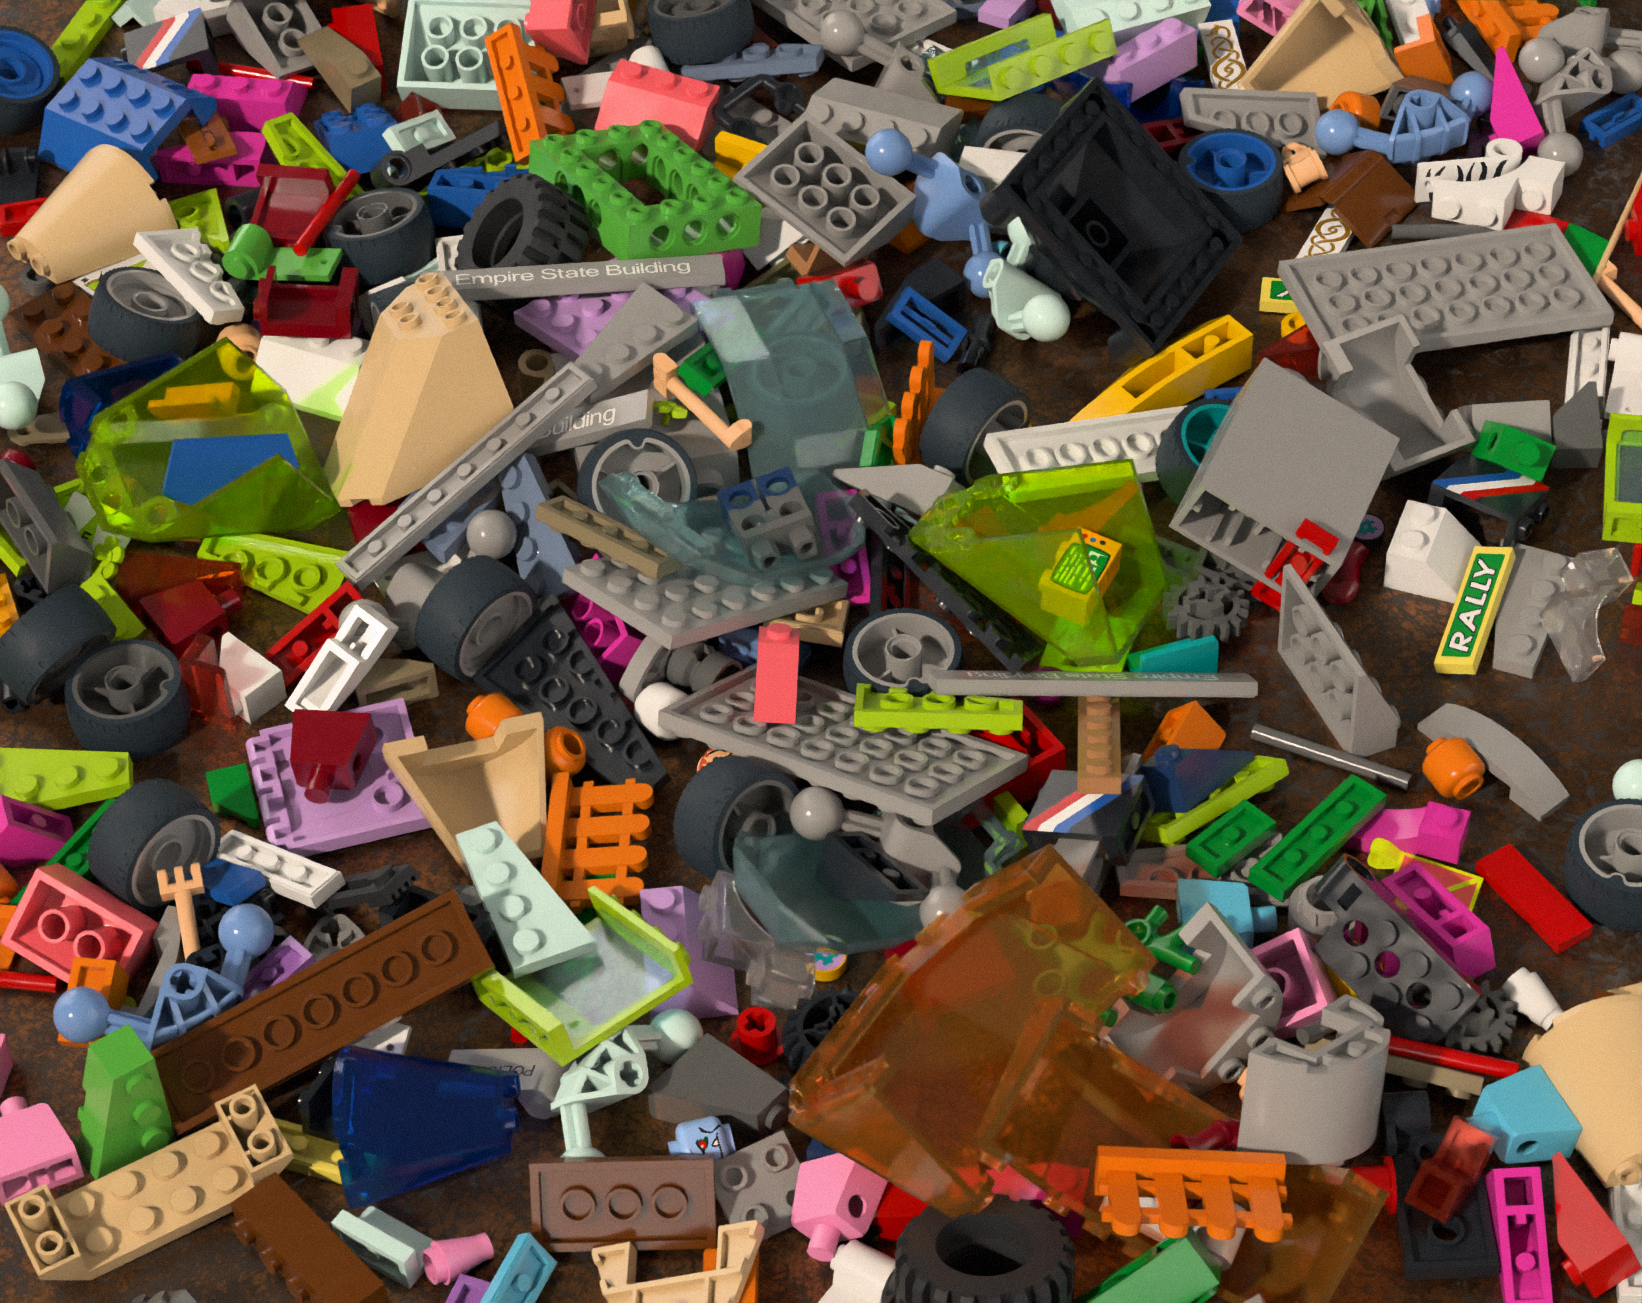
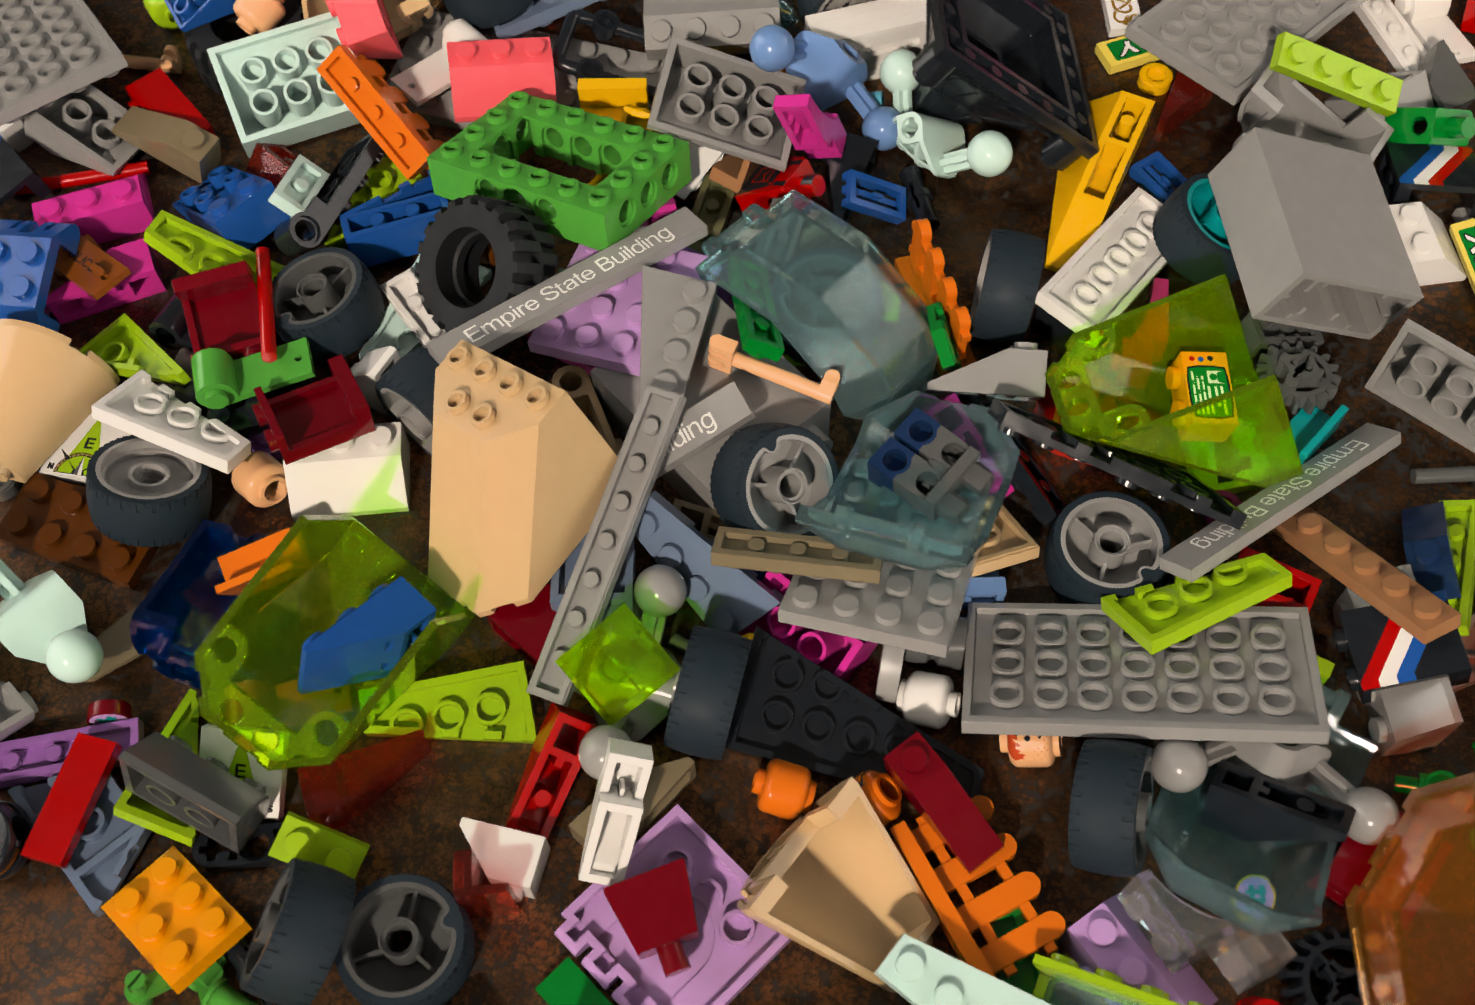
camera: 30 degrees left, 15 degrees up
(108, 557) = (281, 787): lime plant -> none
(185, 611) = (404, 814): dark red torso -> none
(410, 559) = (617, 665): none -> clear neon green slope
(606, 765) = (942, 802): none -> dark red slope
(670, 409) = (752, 386): lime plant -> none
(776, 674) = (1030, 627): coral slope -> none
(904, 249) = (810, 128): none -> dark pink slope
(1188, 728) = (1372, 516): orange panel -> none
(1304, 563) = (1366, 309): red tile -> none
(1431, 363) = (1335, 74): none -> lime plate

